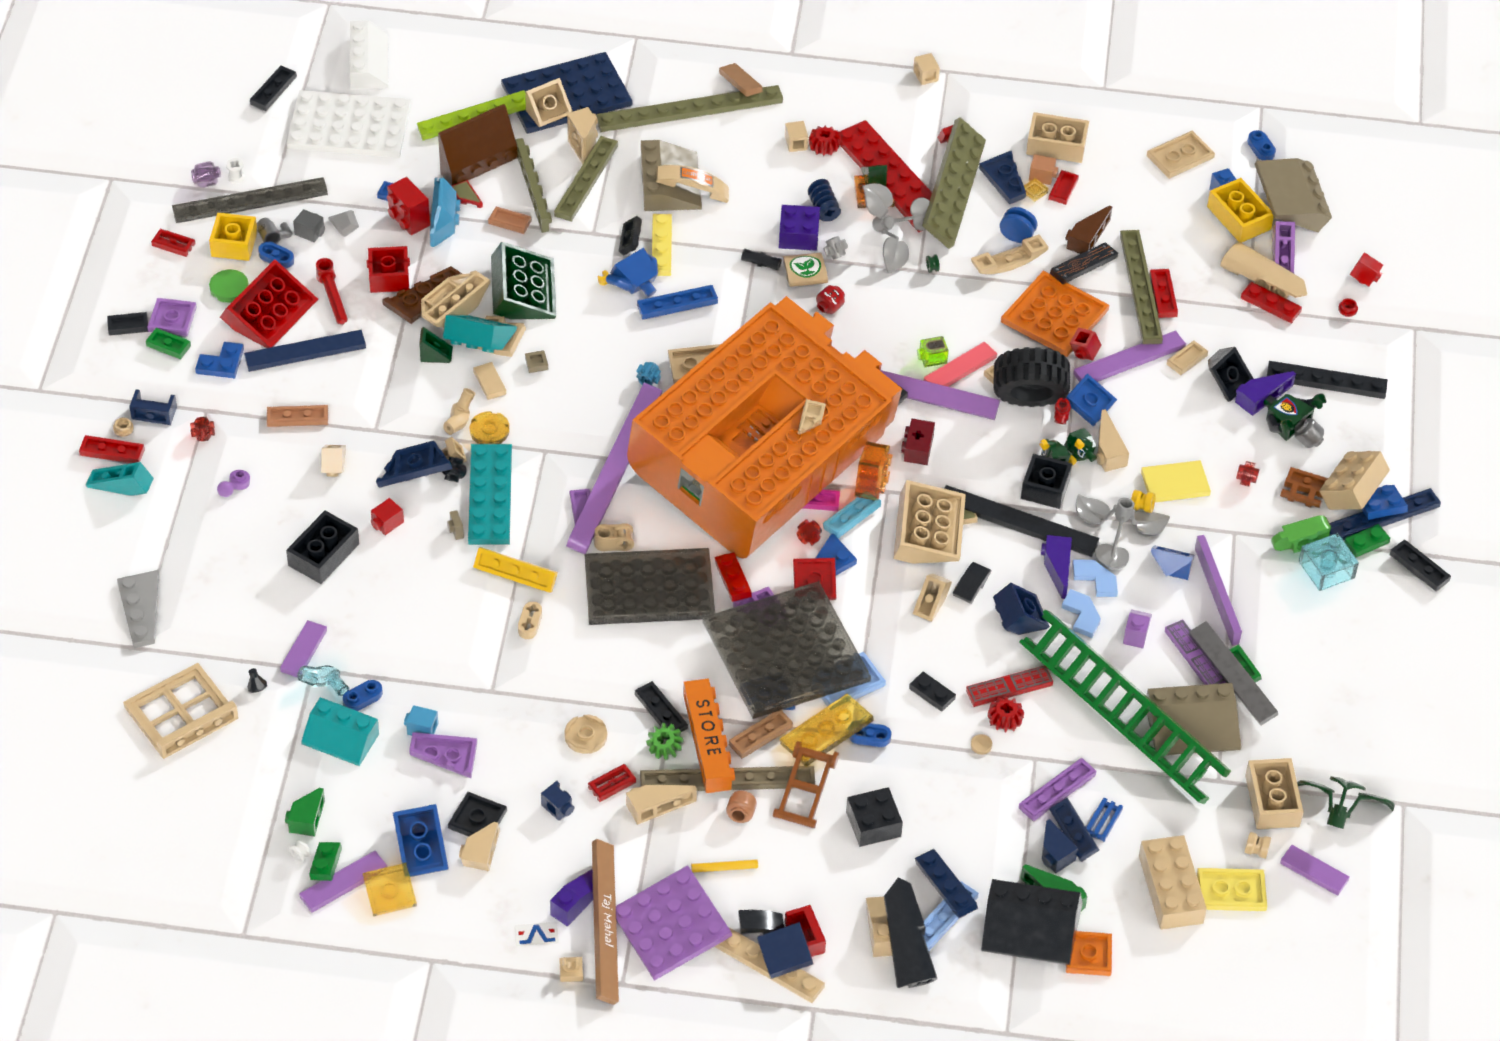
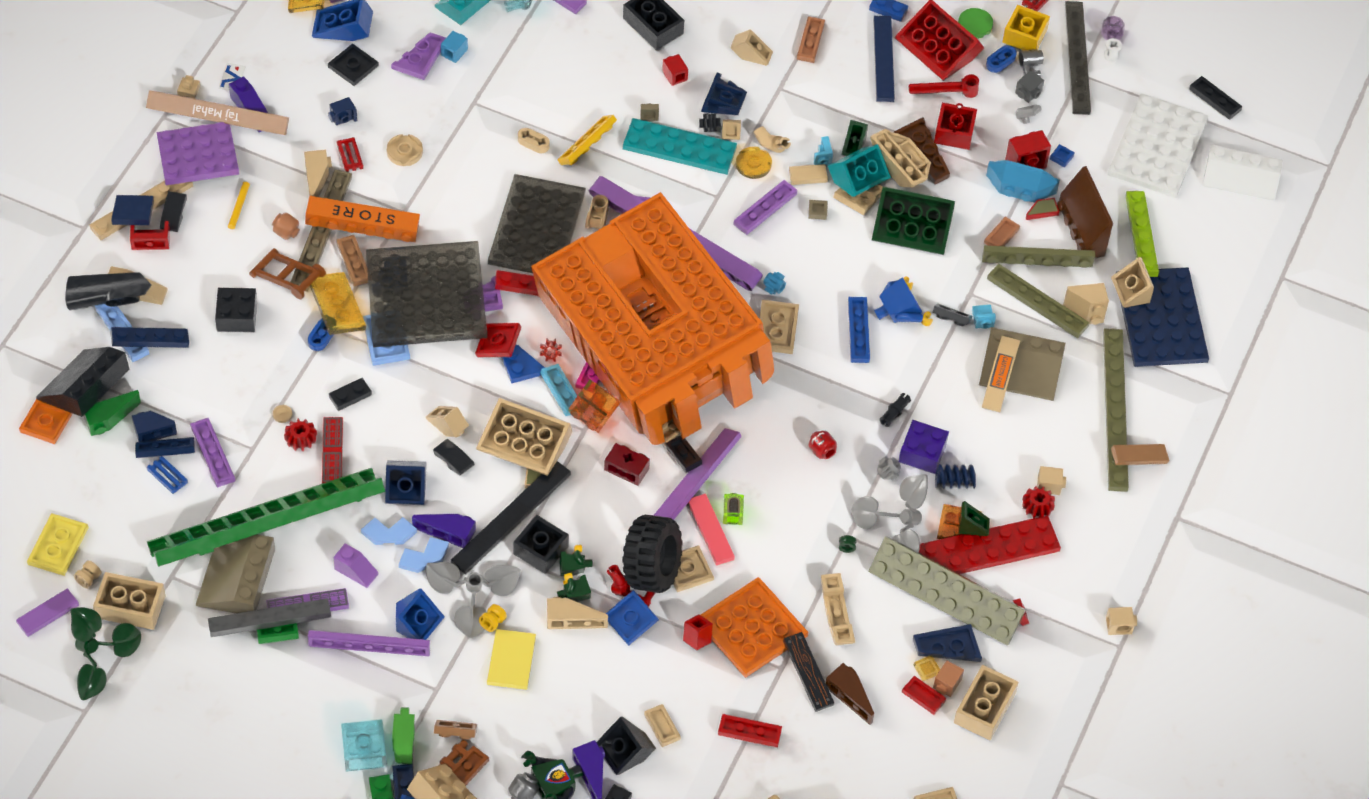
camera: 105 degrees right, 5 degrees up
(363, 695) = (499, 20): blue plate -> none
(458, 367) = (824, 153): none -> medium azure bracket
(480, 847) = (315, 53): tan slope -> none
(549, 403) = (765, 207): none -> medium lavender plate
(620, 215) = (983, 316): none -> medium azure bracket
(657, 738) = (369, 191): bright green gear -> none
(660, 707) = (412, 203): black tile -> none
(662, 242) = (938, 339): light yellow plate -> none
(805, 269) = (870, 439): slope -> none
(811, 415) = (627, 328): tan tile -> none
(1018, 224) = (872, 626): blue head -> none
(1130, 358) = (676, 674): medium lavender tile -> none
(1141, 287) = (759, 711): olive tile -> none
(1172, 882) = (79, 496): tan brick -> none
(1247, 473) = (493, 717): clear red gear -> none
(1273, 500) = (461, 729): none -> medium nougat plate

